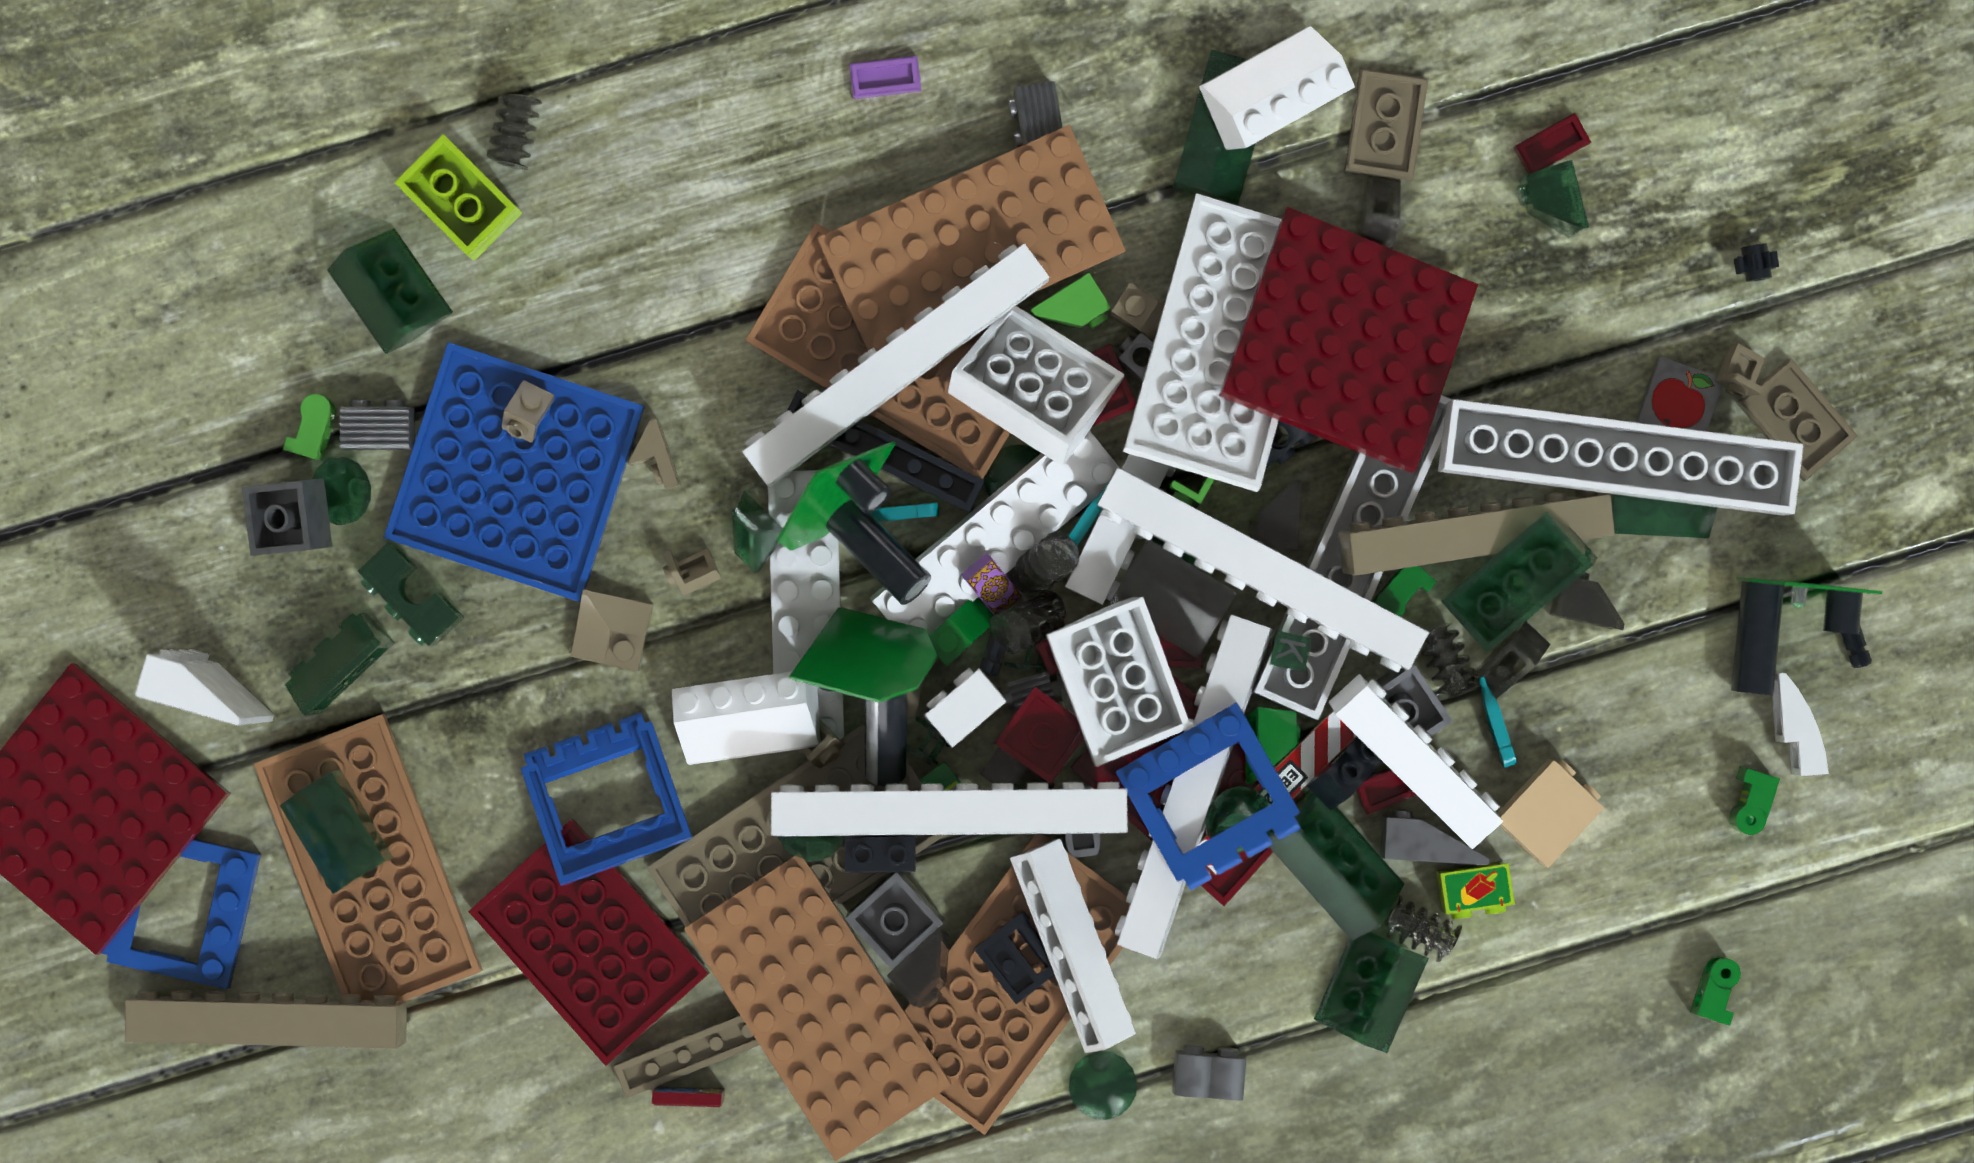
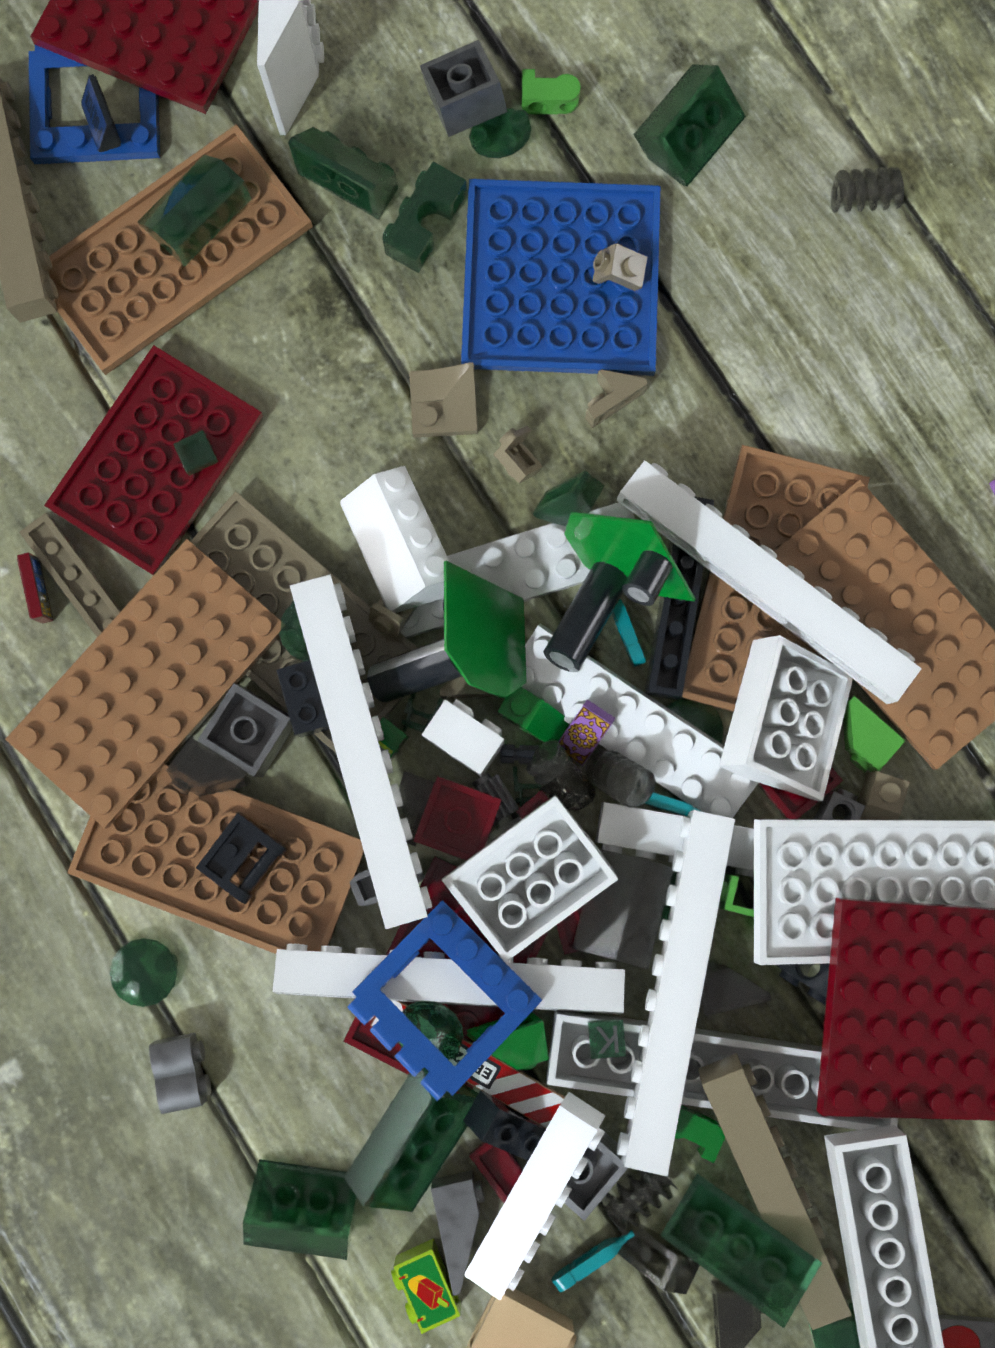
camera: 75 degrees right, 5 degrees down
(208, 904) = (99, 116): none -> black slope
(377, 427) = (565, 146): flat silver brick -> none
(458, 197) = (792, 156): lime brick -> none
(596, 897) = (195, 452): none -> clear green tile
(619, 845) = (249, 461): blue hinge -> none
(1073, 946) = (263, 907): white brick -> none
(1420, 929) = (373, 1246): clear smoke piece -> none

